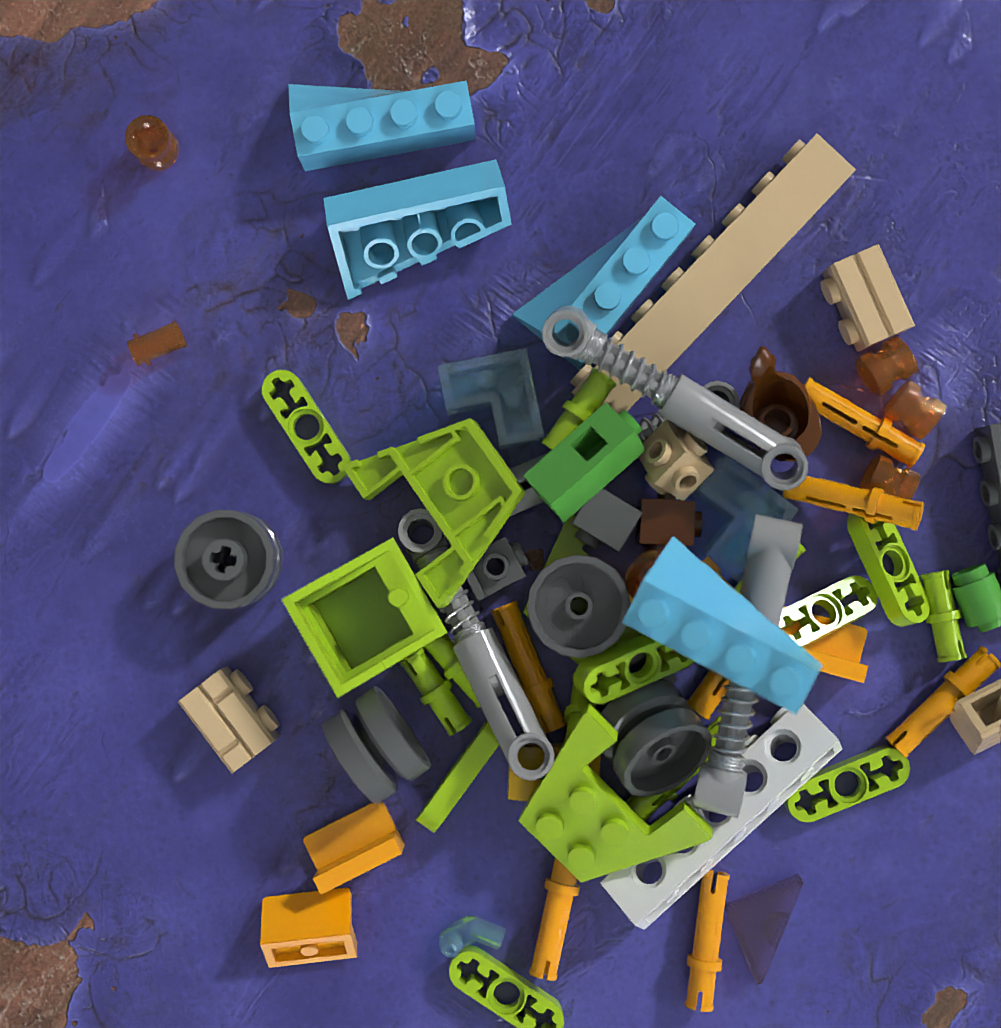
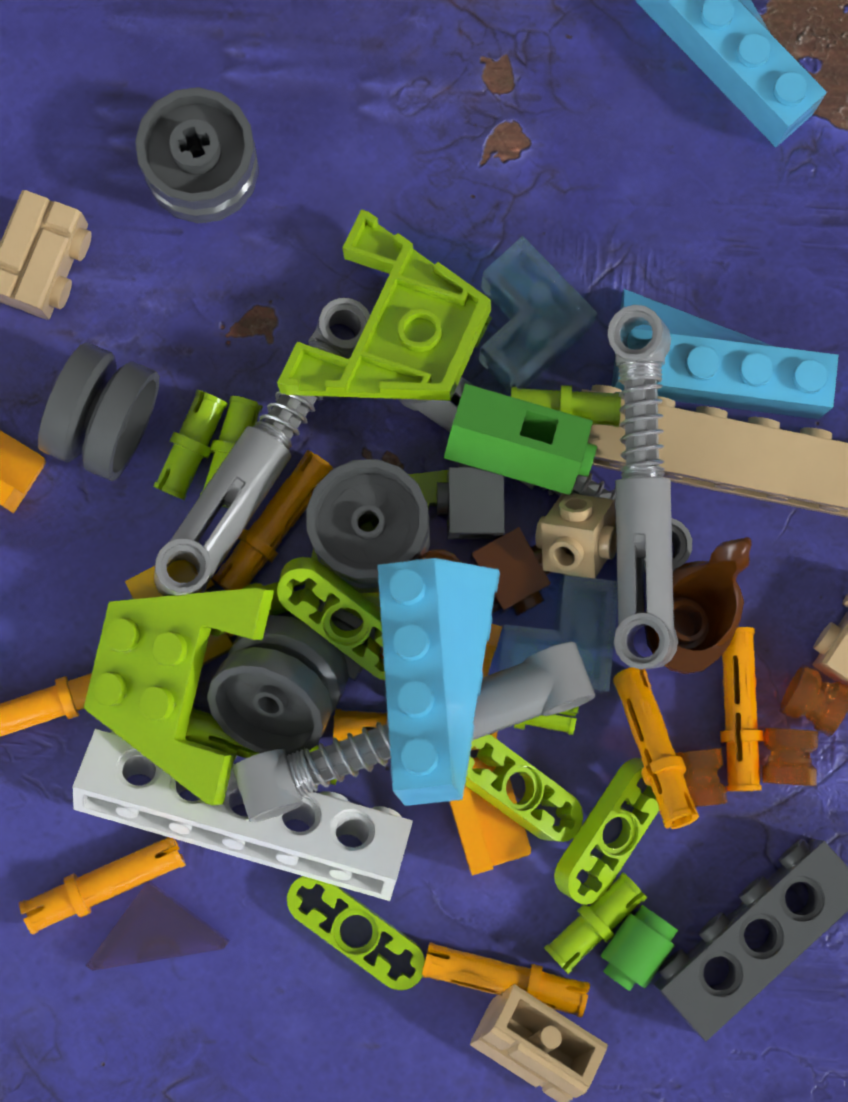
camera: 50 degrees right, 5 degrees down
(298, 394) = (381, 116): lime beam -> none
(364, 616) = (221, 314): lime piece -> none
(413, 221) = (651, 130): medium azure wedge -> none
(458, 778) = (112, 521): lime beam -> none
(485, 583) = (331, 427): dark grey brick -> none

